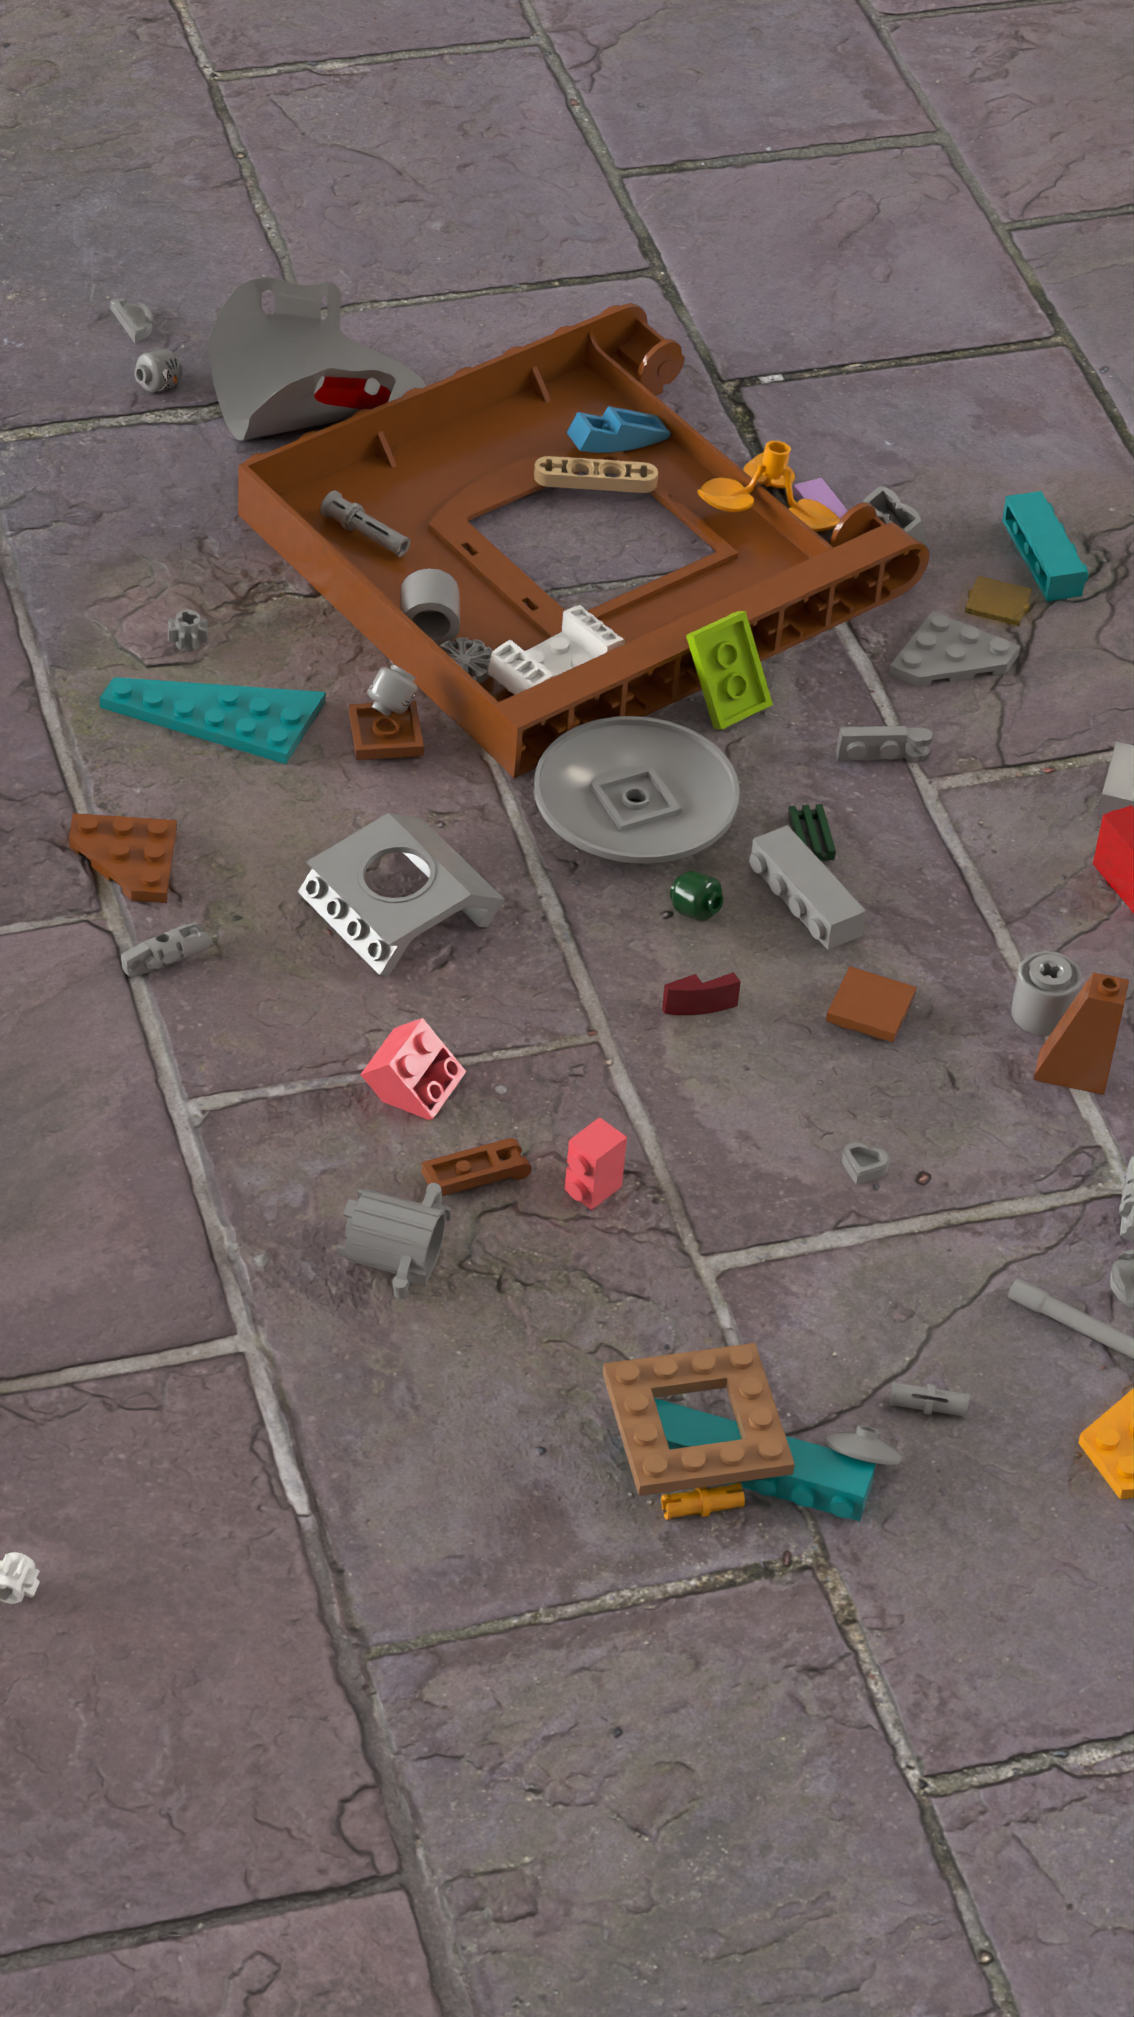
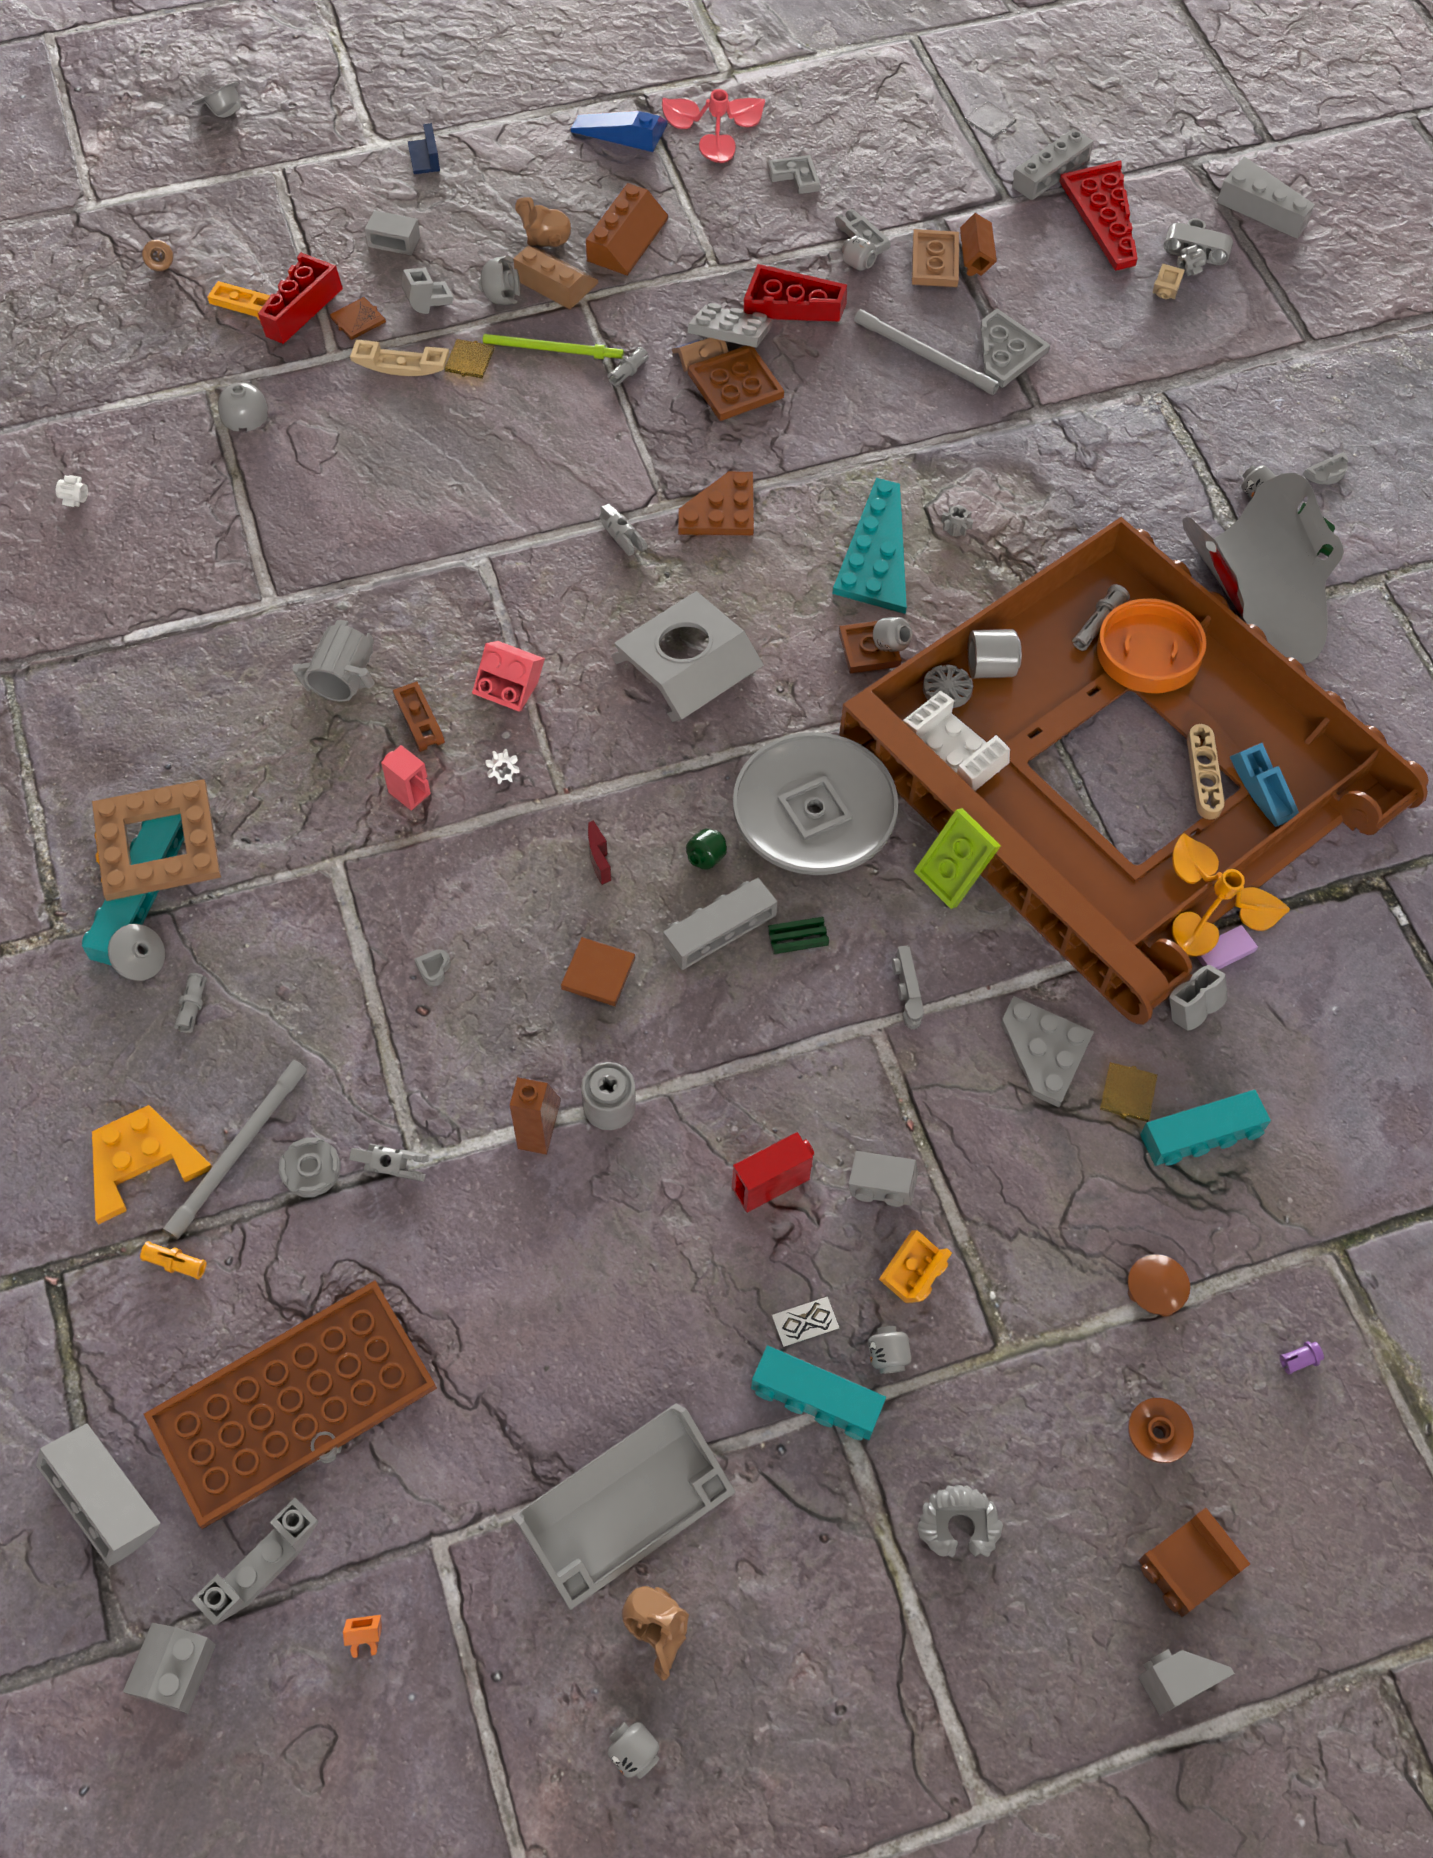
camera: 90 degrees right, 15 degrees up
(420, 483) = (1151, 645): none -> orange brick
(568, 1078) = (497, 761): none -> white gear

